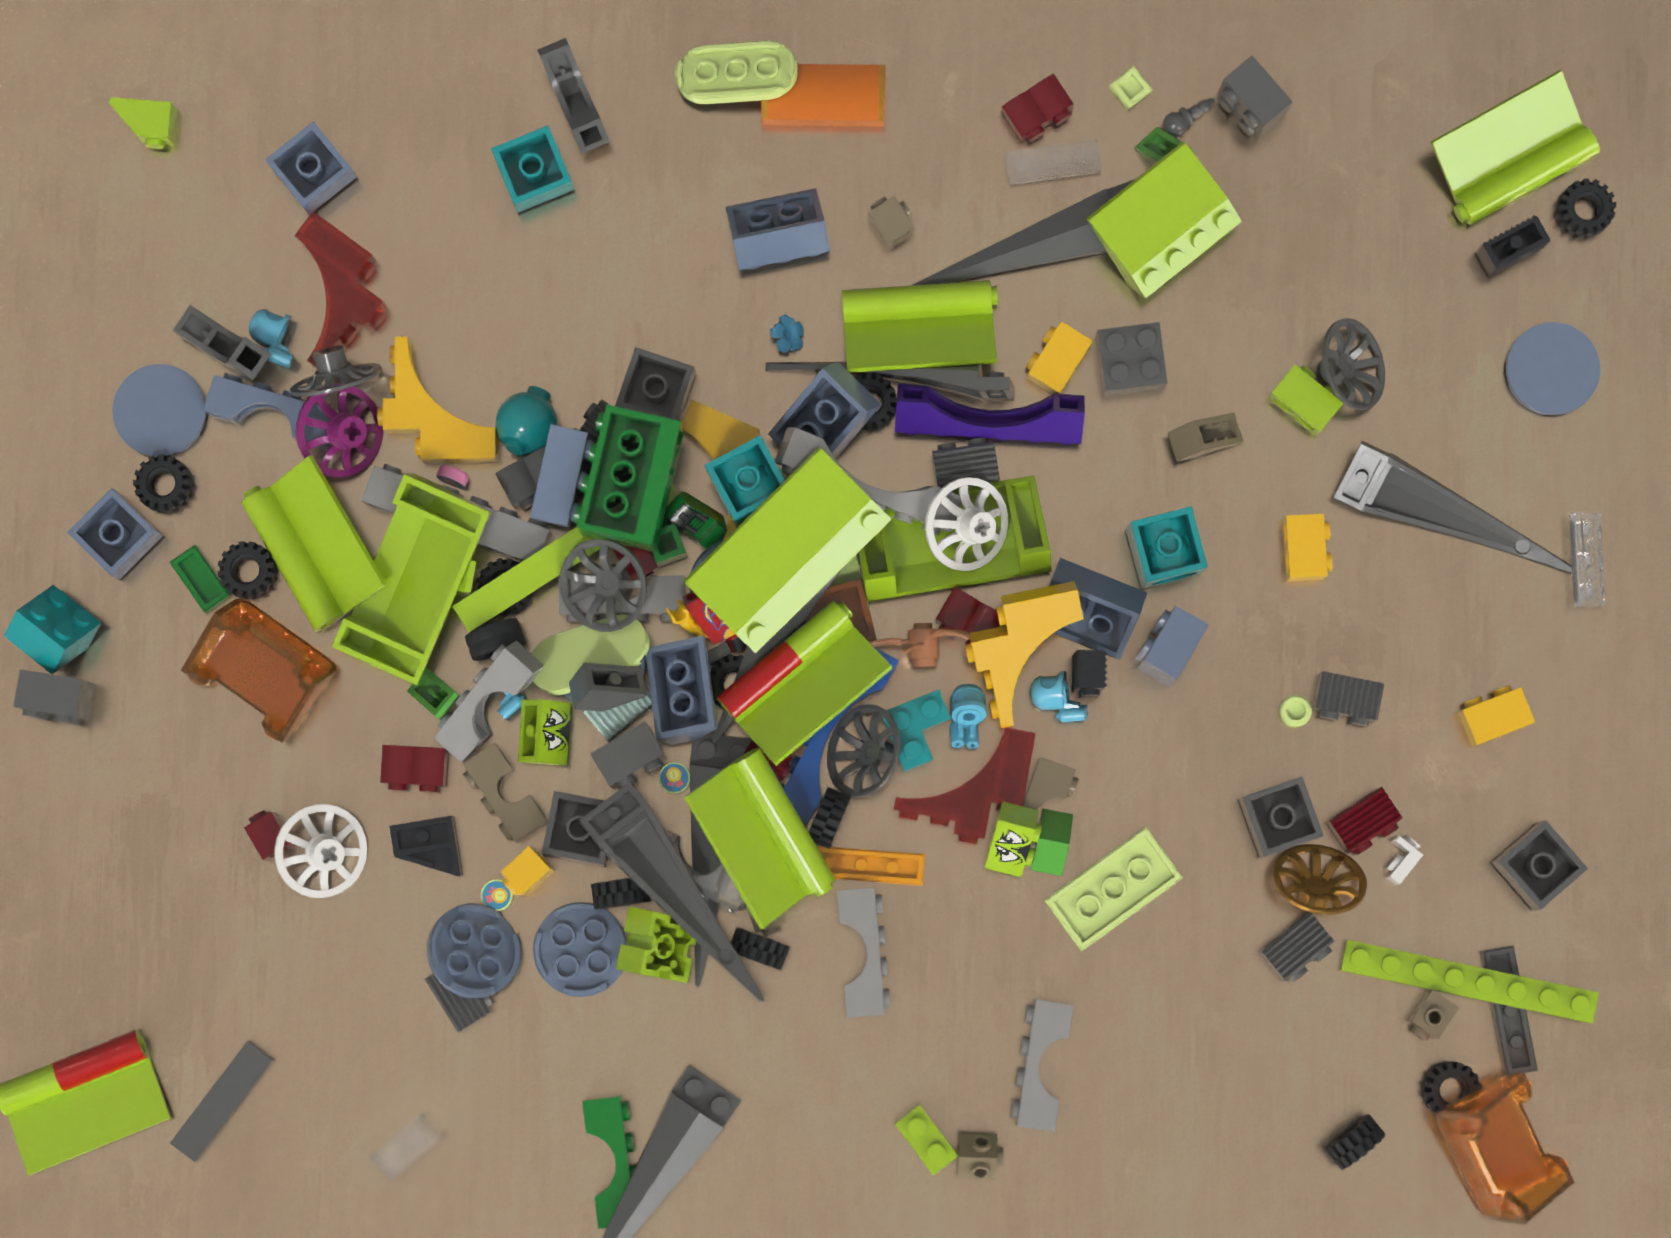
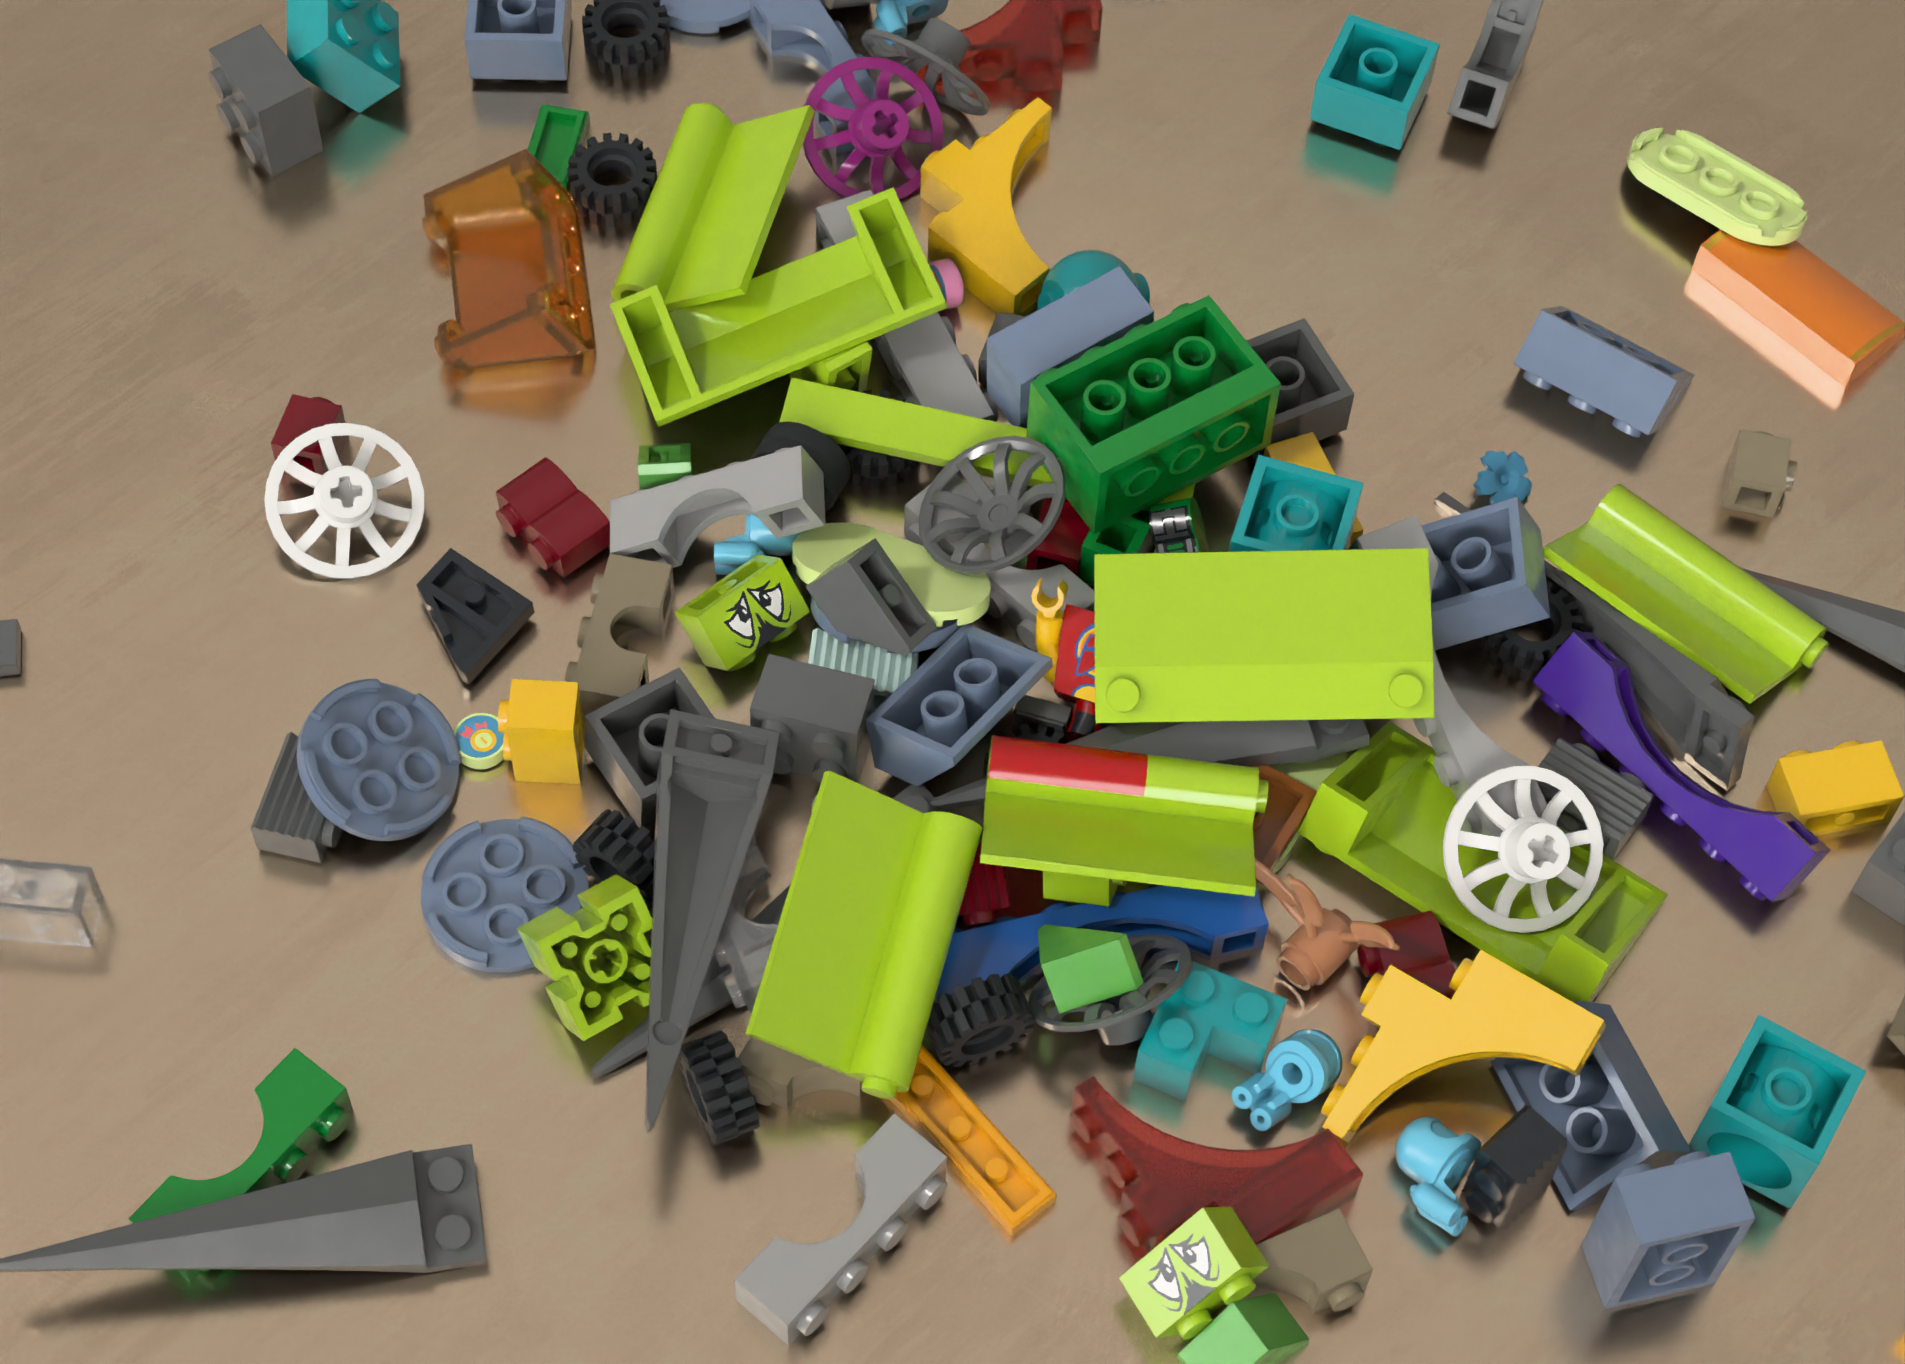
camera: 40 degrees right, 25 degrees down
(851, 761) = (1086, 965): none -> bright green slope

